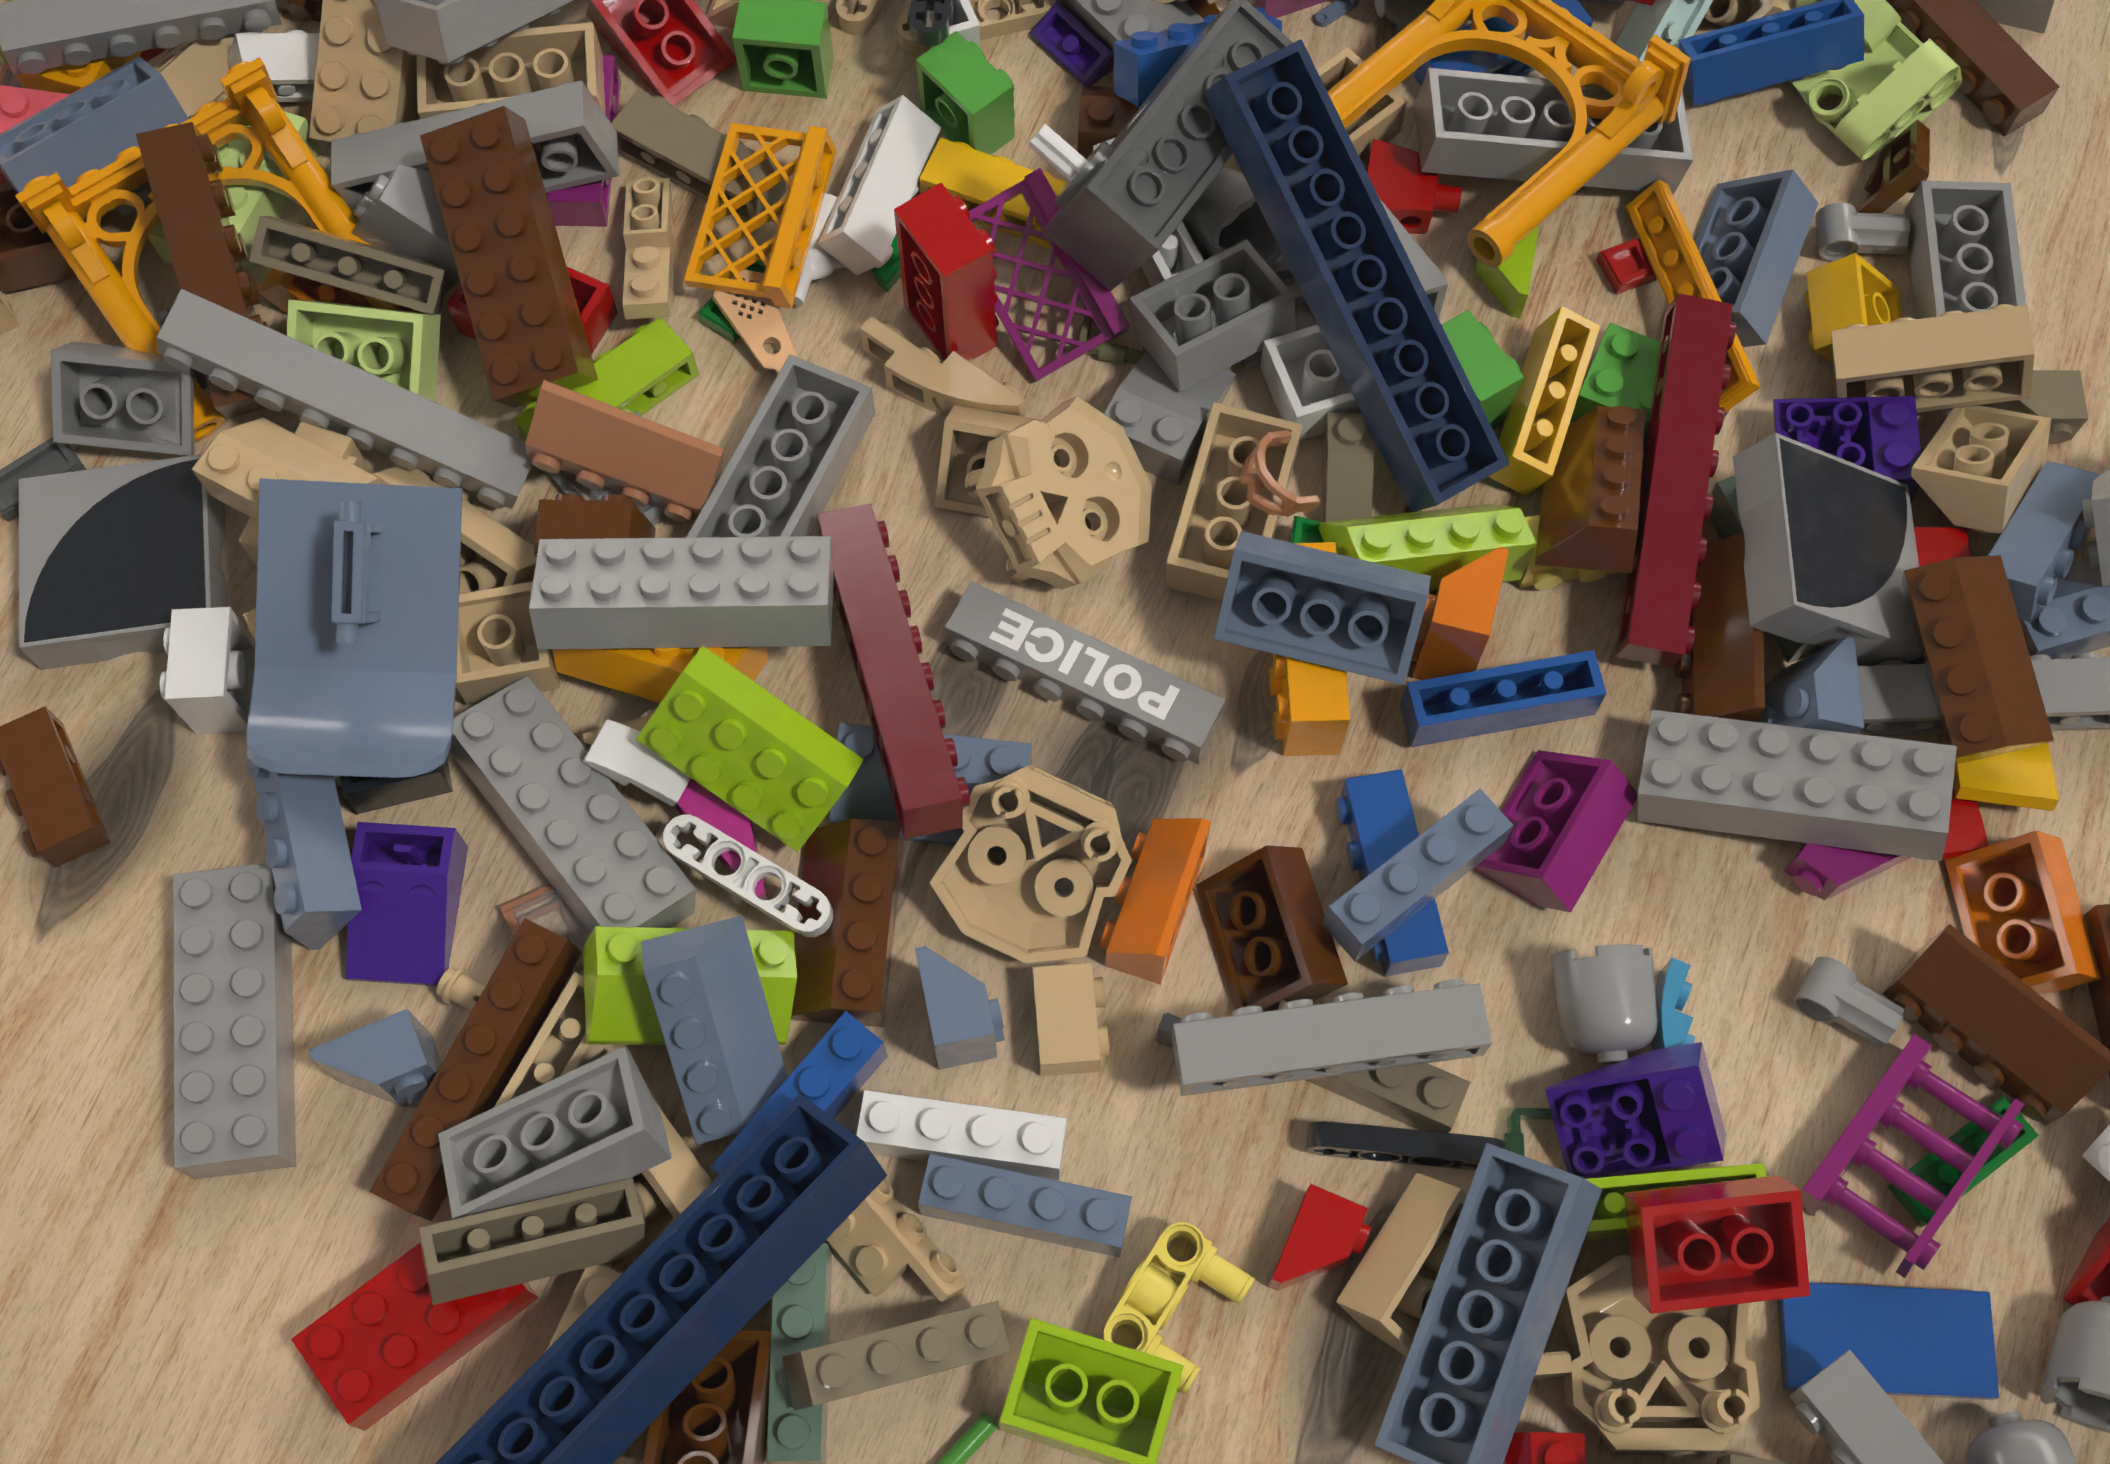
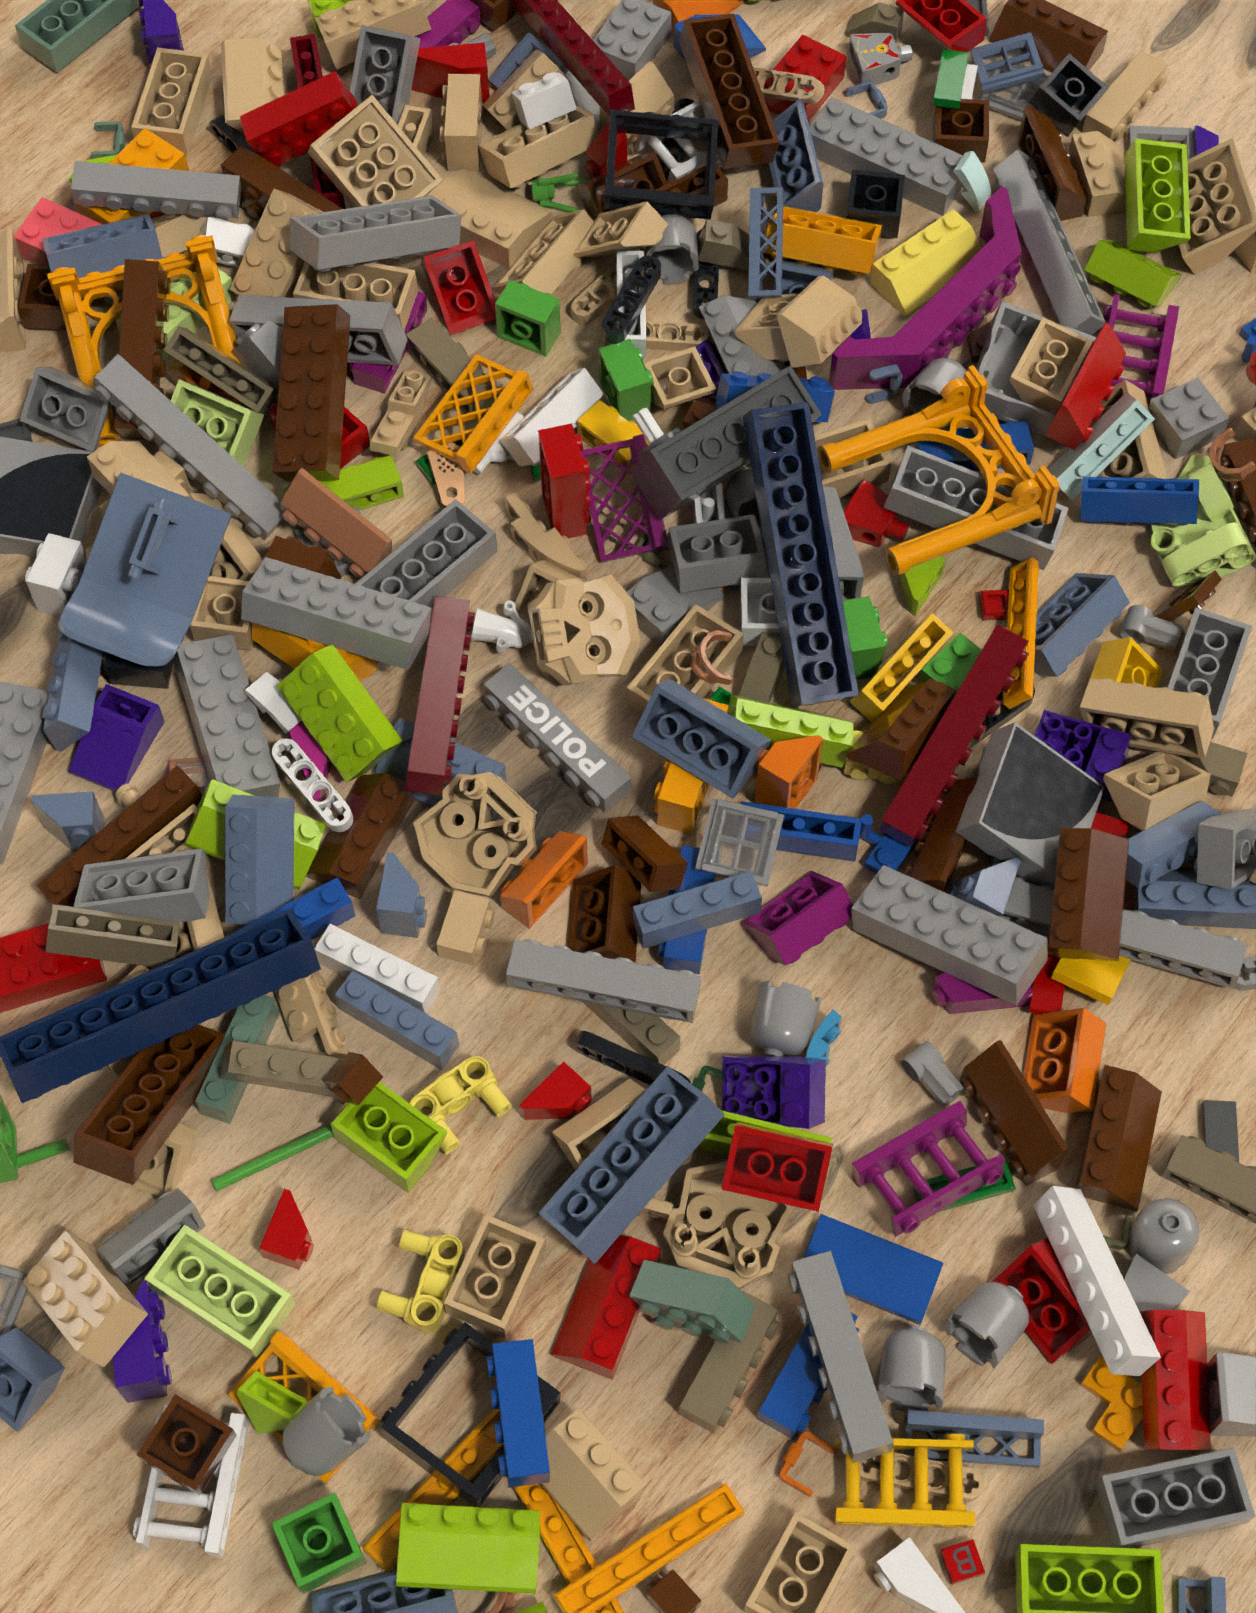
camera: 20 degrees right, 5 degrees down
(933, 533) = (501, 630): none -> white piece
(1009, 1339) = (353, 1079): none -> reddish brown brick
(1047, 70) = (679, 378): none -> tan slope
(1298, 812) = (644, 853): none -> reddish brown brick
(1433, 746) = (739, 841): none -> clear piece
(1636, 688) = (887, 850): none -> blue plate

